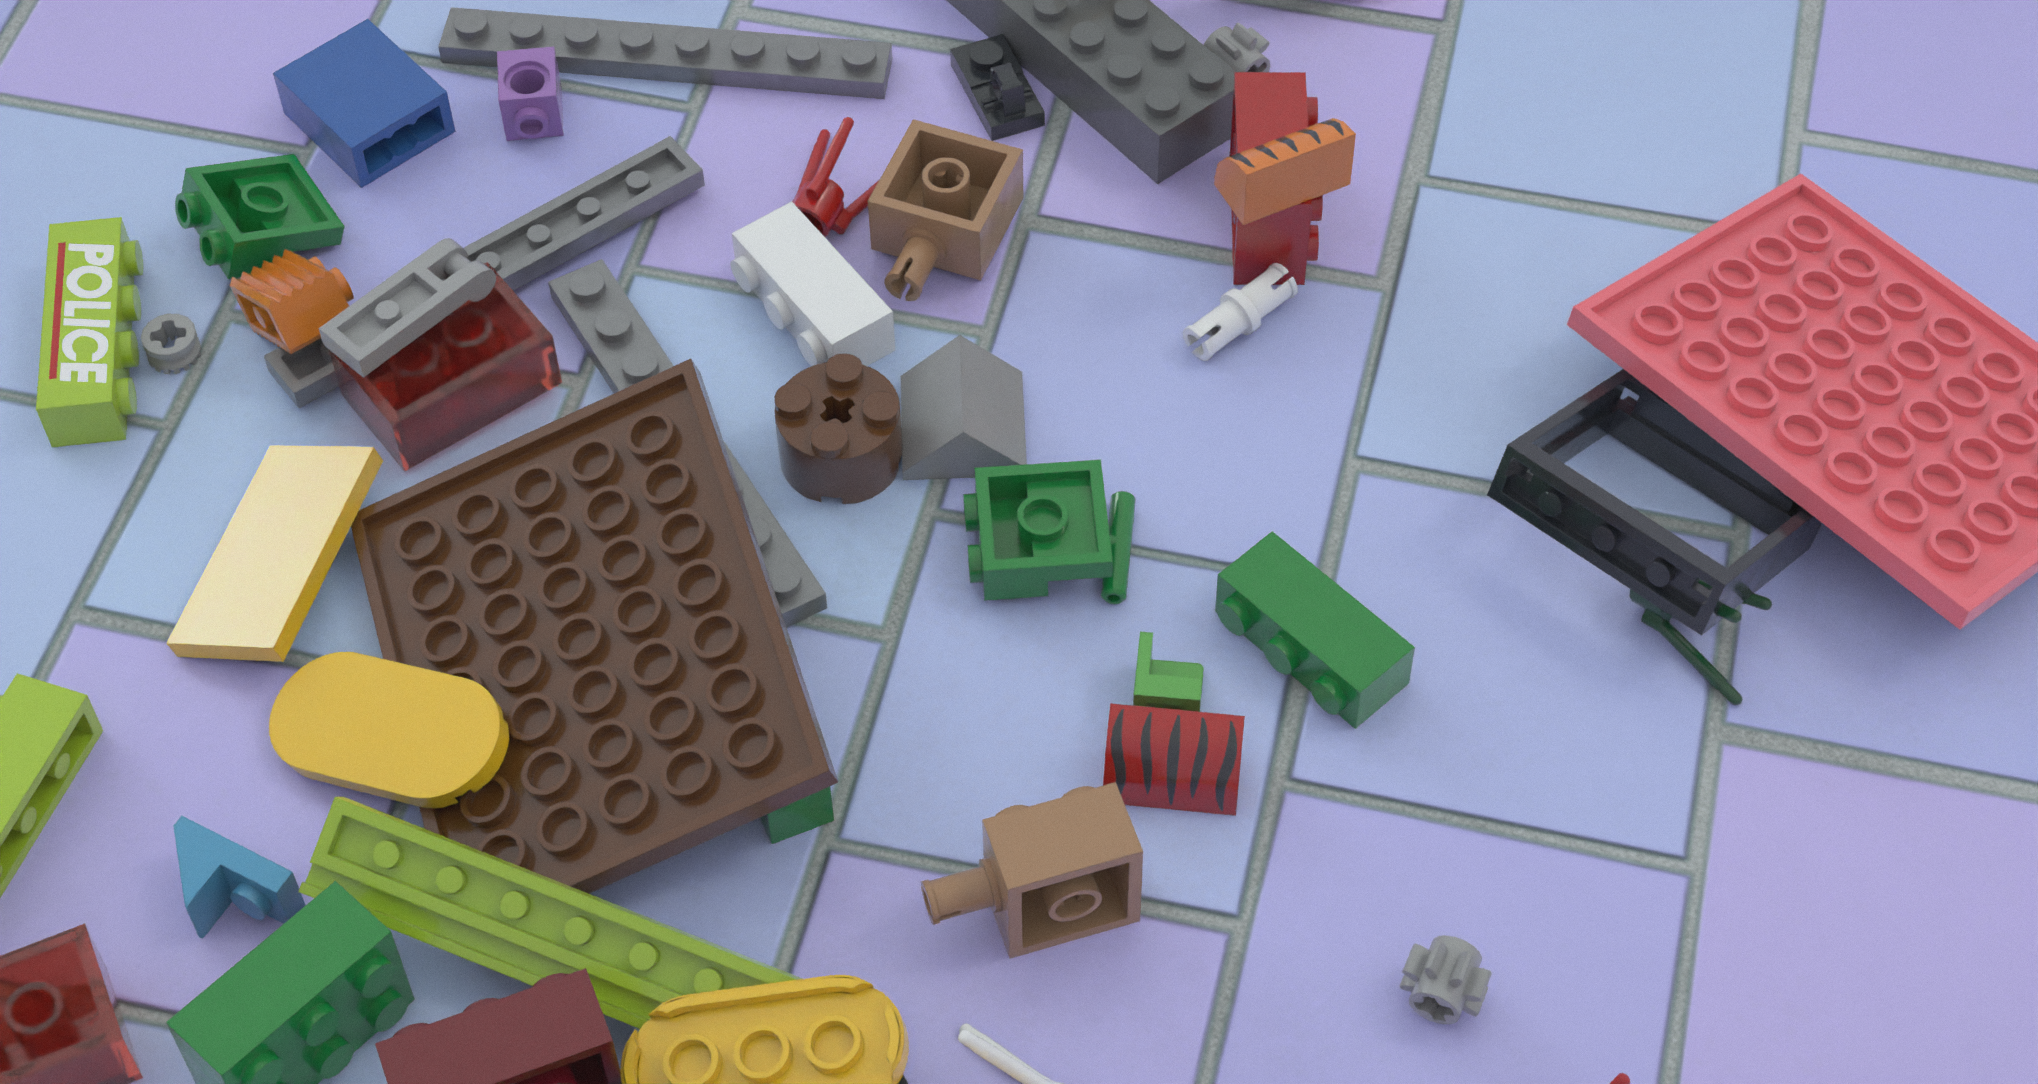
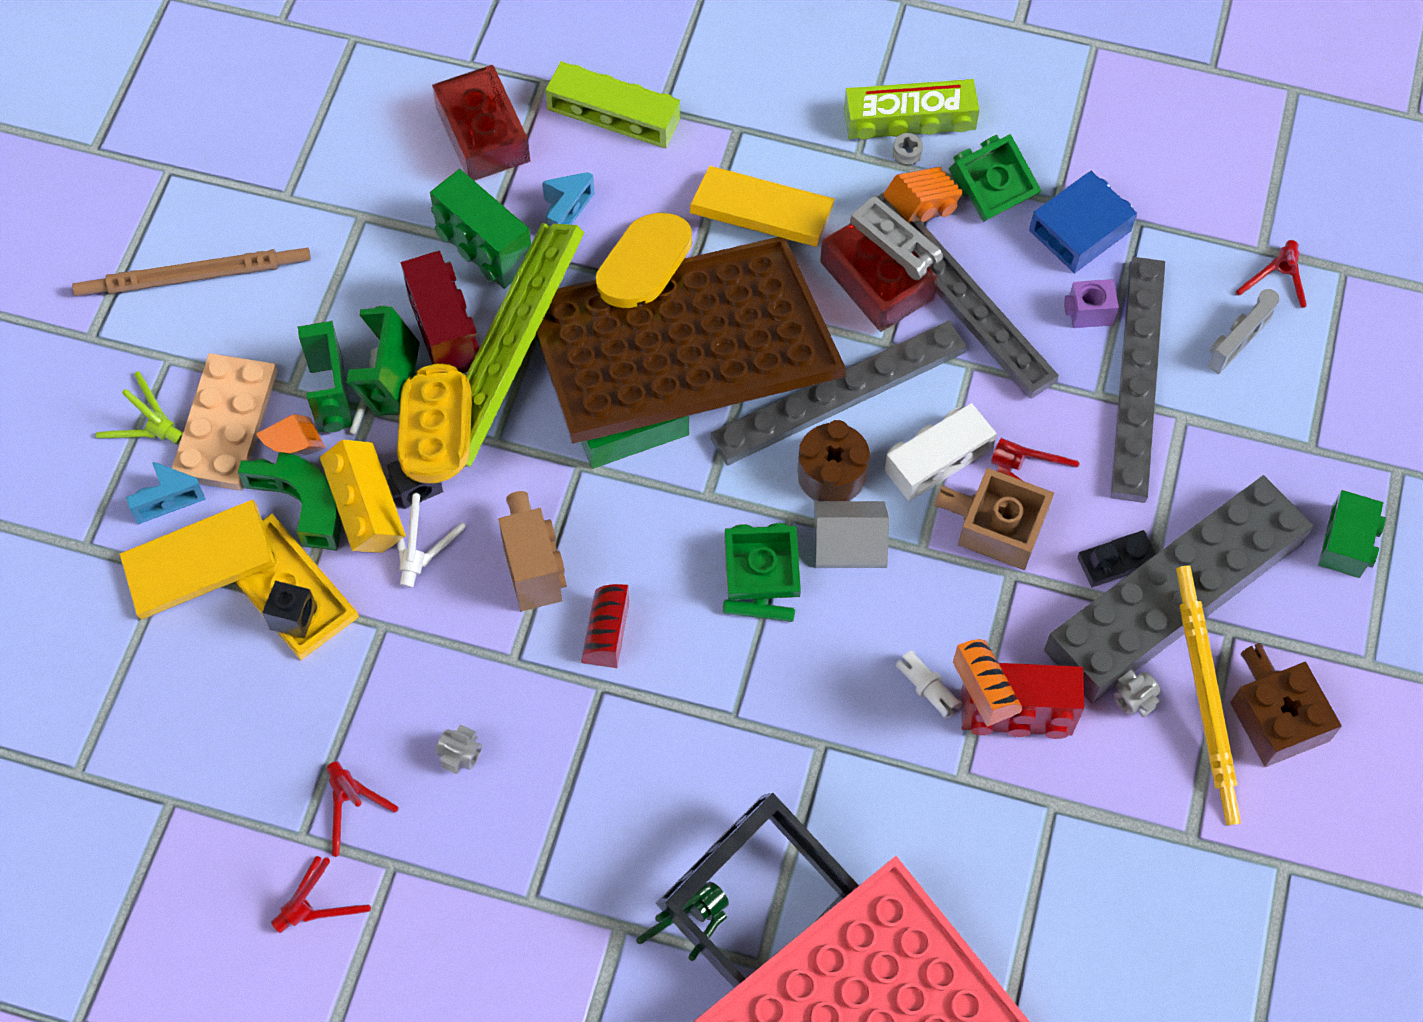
camera: 90 degrees right, 10 degrees up
(1166, 682) = (657, 626): bright green panel -> none
(1313, 630) = (688, 703): green brick -> none

